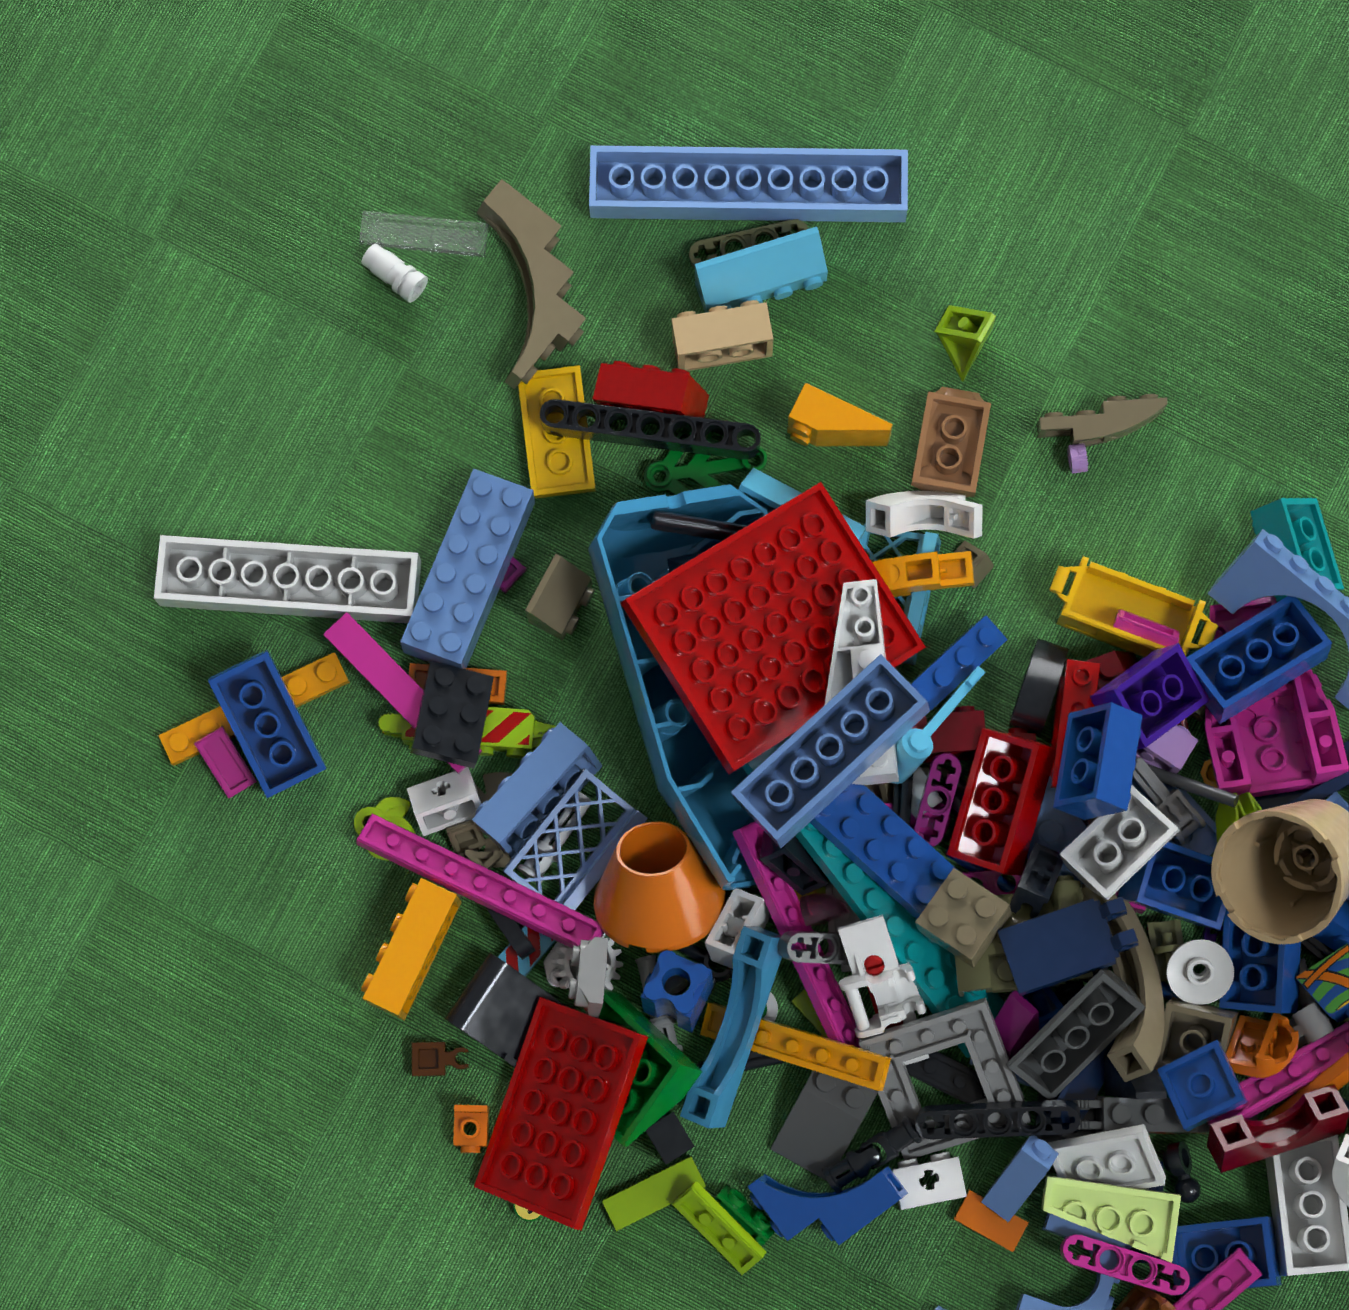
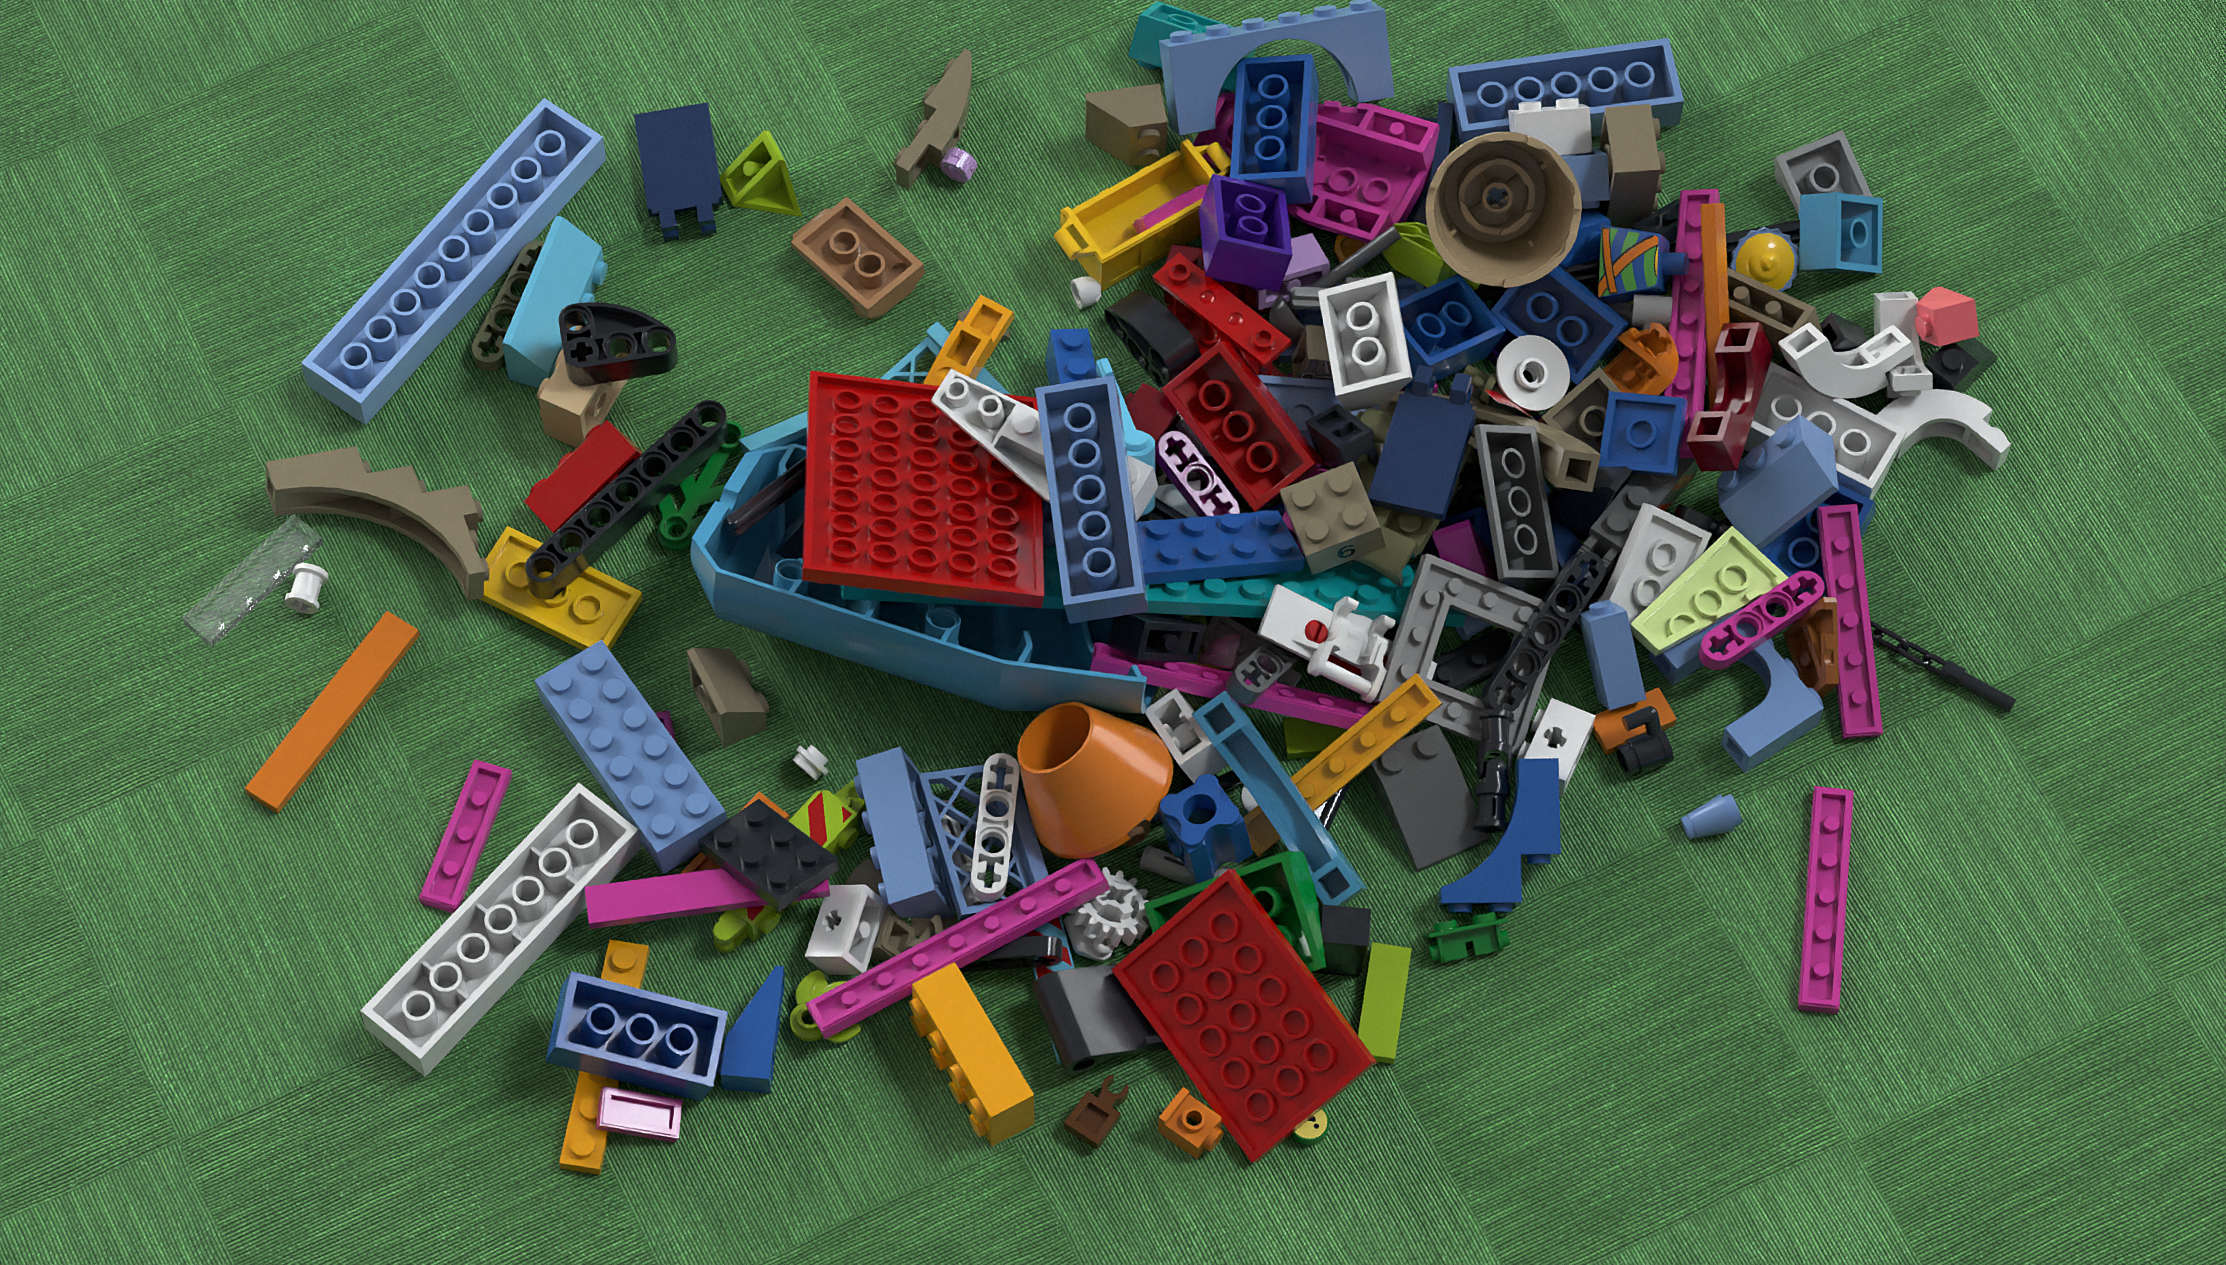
camera: 60 degrees left, 15 degrees down
(324, 799) = (753, 1039): none -> blue slope
(344, 505) = (465, 836): none -> dark pink tile
(370, 354) = (332, 712): none -> orange tile
(393, 271) = (269, 631): white axle -> none
(442, 271) = (306, 588): none -> white bush
(554, 688) = (811, 761): none -> white plate
(579, 843) = (994, 827): none -> white beam
(590, 979) = (1135, 884): light grey slope -> none
(719, 1227) = (1462, 959): lime tile -> none
(742, 327) = (612, 331): none -> black beam
(830, 421) = (752, 337): light orange slope -> none
(923, 510) = (904, 320): white arch -> none
(935, 274) = (679, 166): none -> dark blue tile
(974, 1243) = (1647, 748): none -> black piece
(1045, 615) = (1085, 291): none -> white hinge
(1098, 761) = (1276, 297): blue brick -> none
(1159, 968) = (1502, 399): none -> red sticker
(1193, 553) = (1128, 123): none -> dark tan slope
(1239, 1209) = (1779, 481): none -> medium blue slope

